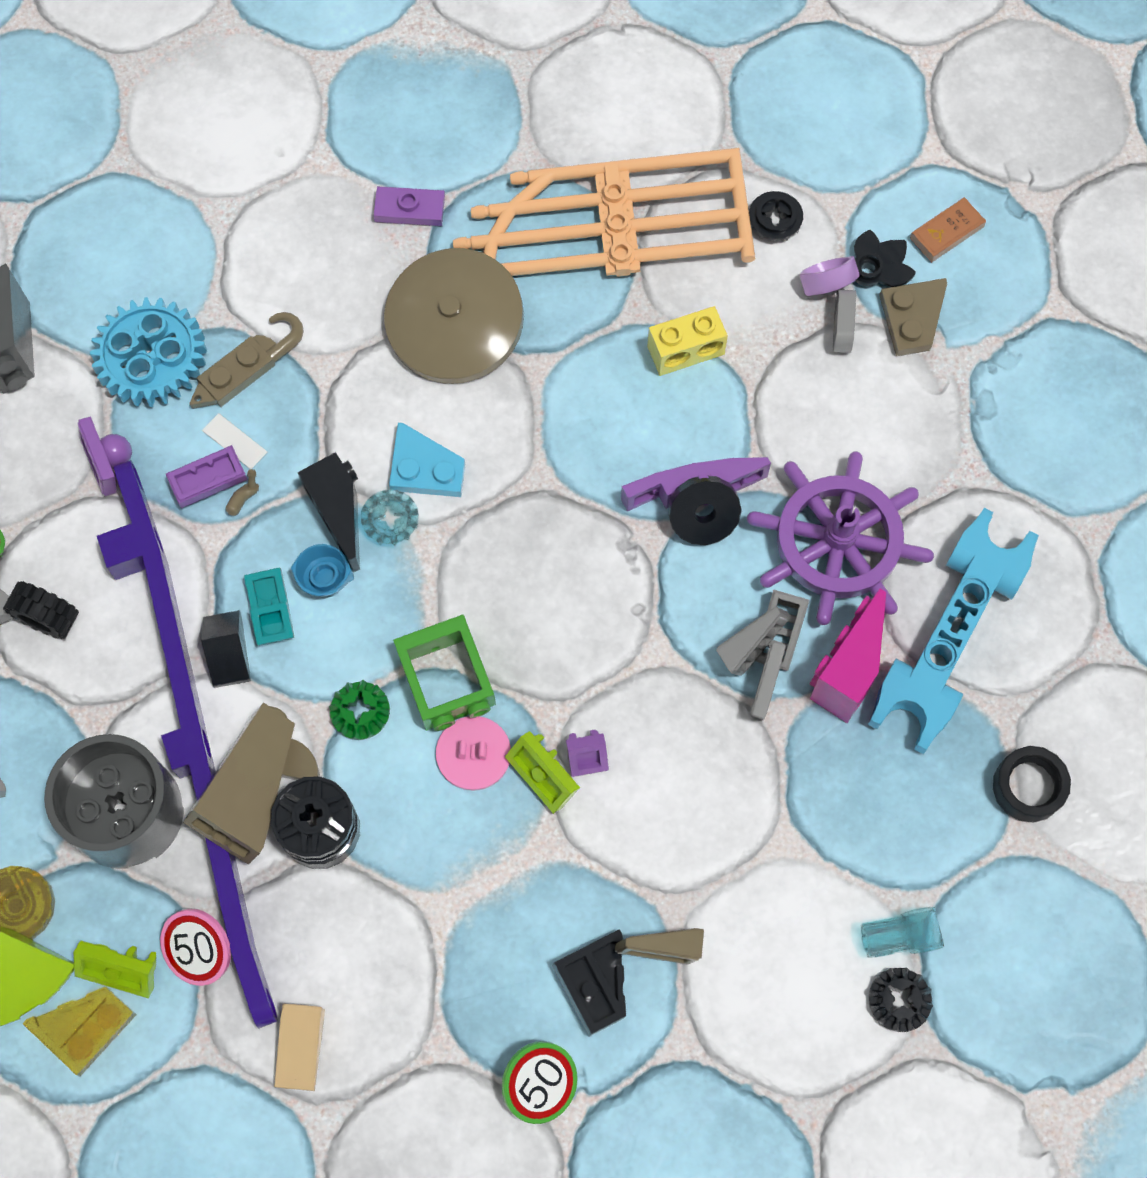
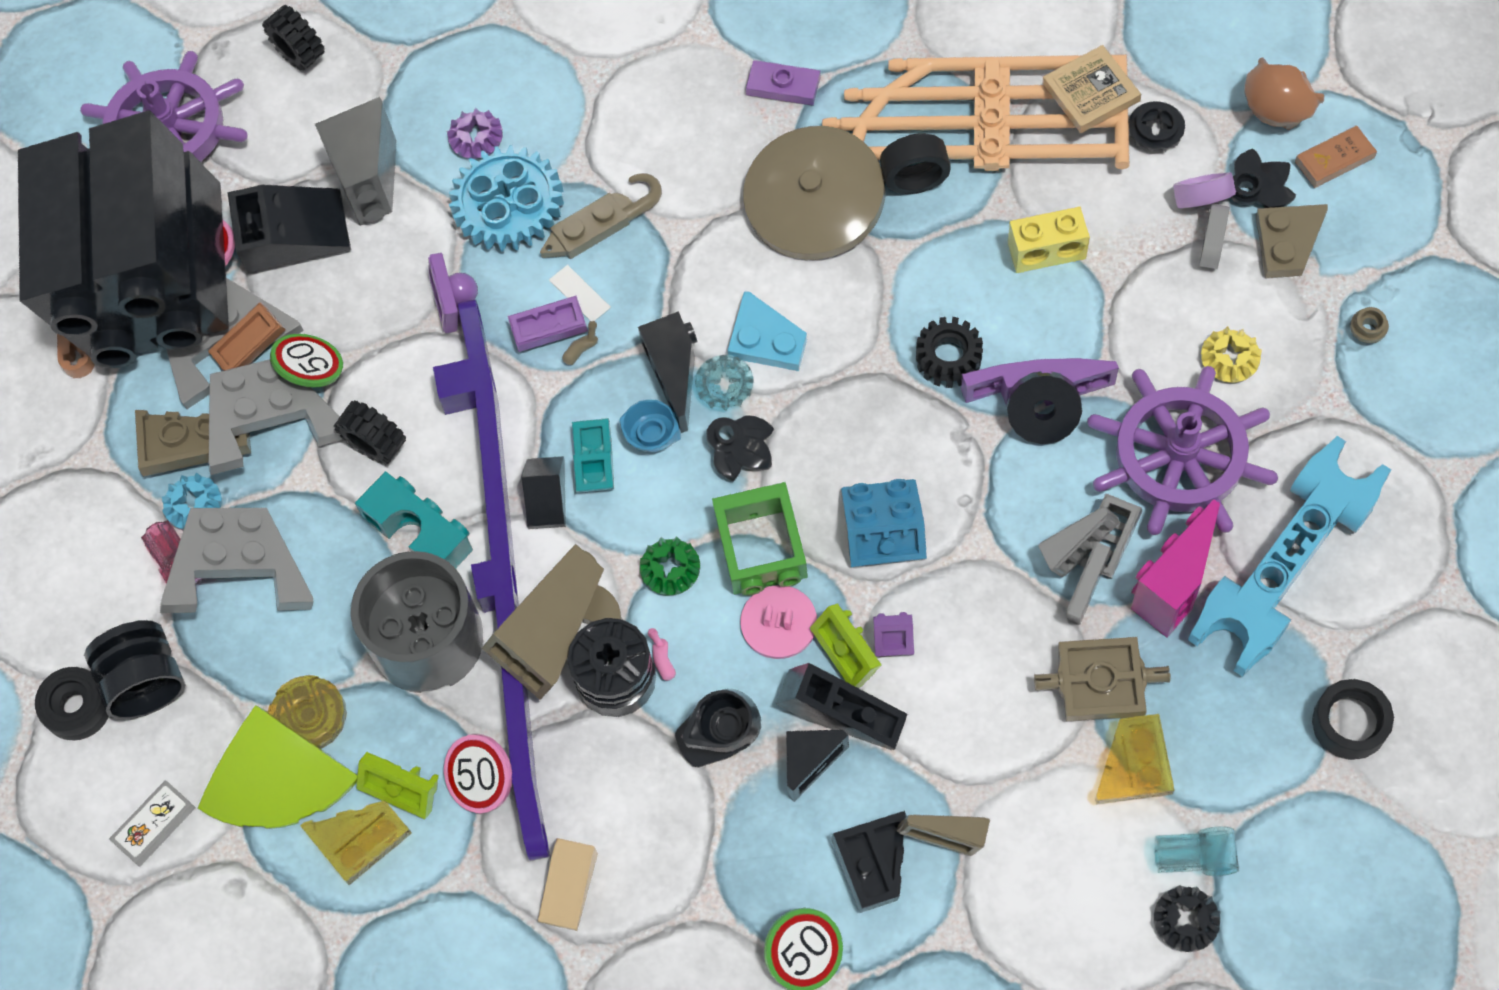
camera: 15 degrees right, 5 degrees down
(73, 681) = (392, 505): none -> teal arch
(119, 295) = (487, 139): none -> medium lavender gear
(361, 802) = (660, 656): none -> bright pink piece
(417, 583) = (743, 449): none -> black plate
(429, 869) = (718, 727): none -> black helmet
(520, 887) = (810, 756): none -> black slope
(545, 833) = (840, 706): none -> black slope
(549, 277) = (911, 150): none -> black tyre
(563, 641) = (884, 522): none -> dark azure bracket
(599, 444) = (953, 333): none -> black tyre
(710, 185) = (1091, 88): none -> tan tile
(791, 773) = (1101, 678): none -> dark tan plate
(834, 852) = (1136, 762): none -> clear yellow wing
(888, 443) = (1246, 361): none -> light yellow gear
(890, 174) = (1280, 94): none -> nougat helmet
(1003, 385) = (1373, 317): none -> dark tan plate

